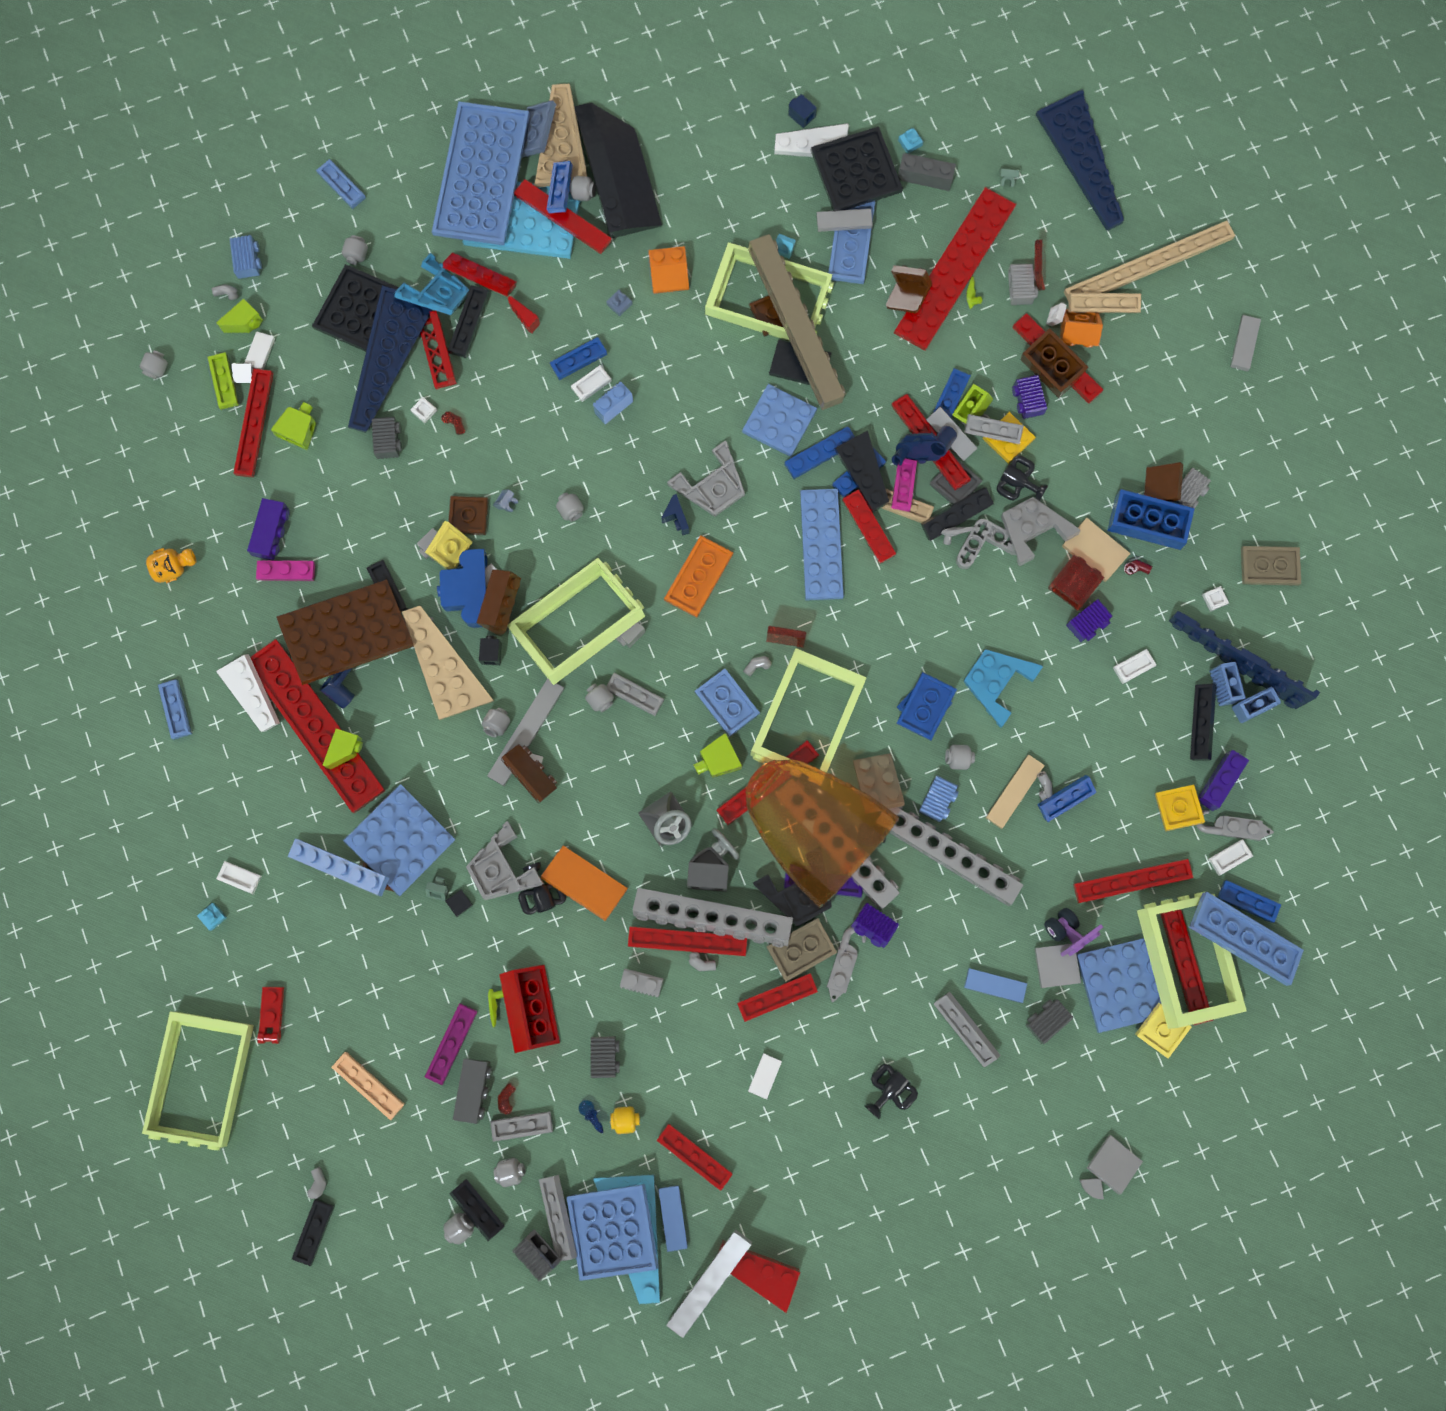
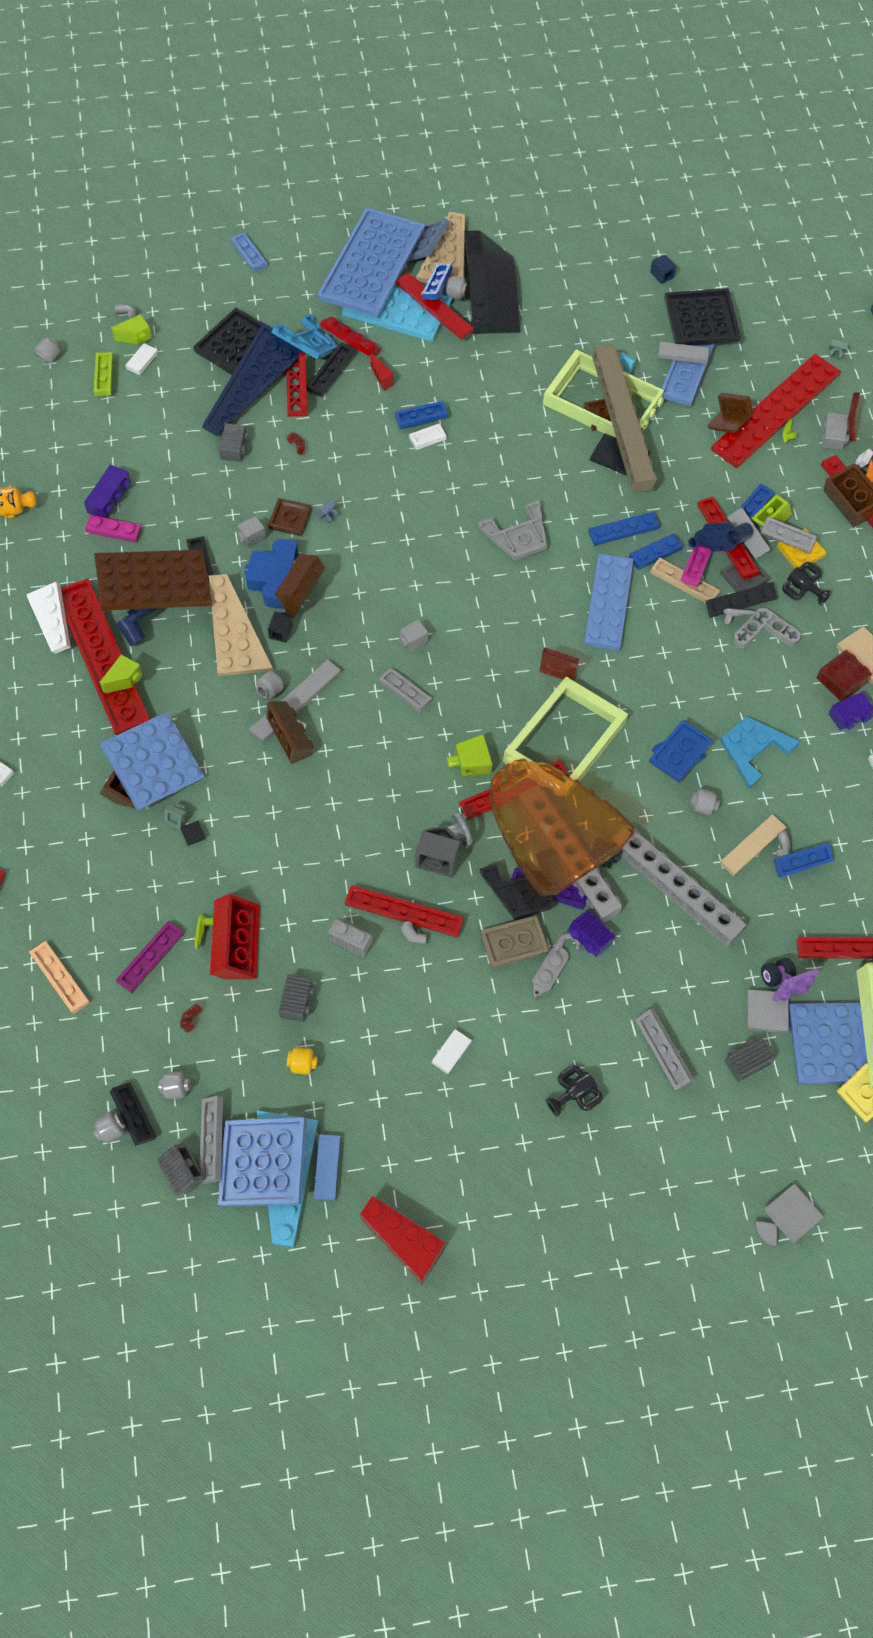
camera: 10 degrees right, 15 degrees down
(242, 372) = (122, 370): white tile -> none
(245, 257) = (151, 287): medium blue brick -> none
(253, 423) = (119, 410): red plate -> none
(296, 426) = (156, 419): lime torso -> none
(338, 867) = (89, 772): medium blue plate -> none
(354, 249) = (246, 298): light grey head -> none
(423, 410) = (272, 429): white tile -> none
(448, 546) = (265, 531): light yellow tile -> none
(472, 1091) = (158, 1001): dark grey brick -> none
(494, 874) = (233, 812): light grey wing -> none
(521, 1126) = (198, 1047): light grey tile -> none
(541, 896) = (273, 840): black piece -> none
(557, 598) = (361, 593): yellowish green window -> none
(569, 507) = (383, 526): light grey head -> none
(584, 883) = (317, 839): orange tile -> none
(586, 1109) = (269, 1049): clear blue bar -> none
(599, 697) = (371, 684): light grey head -> none
(613, 402) = (443, 452): medium blue brick -> none
(619, 303) = (468, 380): sand blue tile -> none
(666, 820) = (409, 798): piece -> none
(669, 269) = (518, 362): orange slope -> none
(674, 511) = (478, 549): dark blue slope -> none
(694, 1157) = (363, 1112): red plate -> none
(698, 576) = (488, 605): orange tile -> none
(704, 909) = (434, 891): light grey brick -> none
(709, 1283) = (348, 1232): tile -> none
(727, 702) = (491, 712): medium blue plate -> none
(755, 663) = (526, 685): light grey arm -> none
(777, 997) = (480, 980): red plate -> none
(779, 420) = (591, 496): medium blue plate -> none
(800, 142) = (655, 292): white wing -> none
(863, 468) = (660, 544): black wing -> none
(869, 526) = (656, 594): red plate -> none
(879, 779) = (626, 801): dark tan plate -> none
(910, 140) = (754, 308): medium azure tile -> none
(926, 171) = (764, 331): dark grey brick -> none
(938, 799) = (676, 834): medium blue brick -> none
(995, 985) = (701, 1016): medium blue tile -> none
(1029, 396) = (827, 519): dark purple brick -> none
(1031, 520) = (811, 617): light grey wing -> none

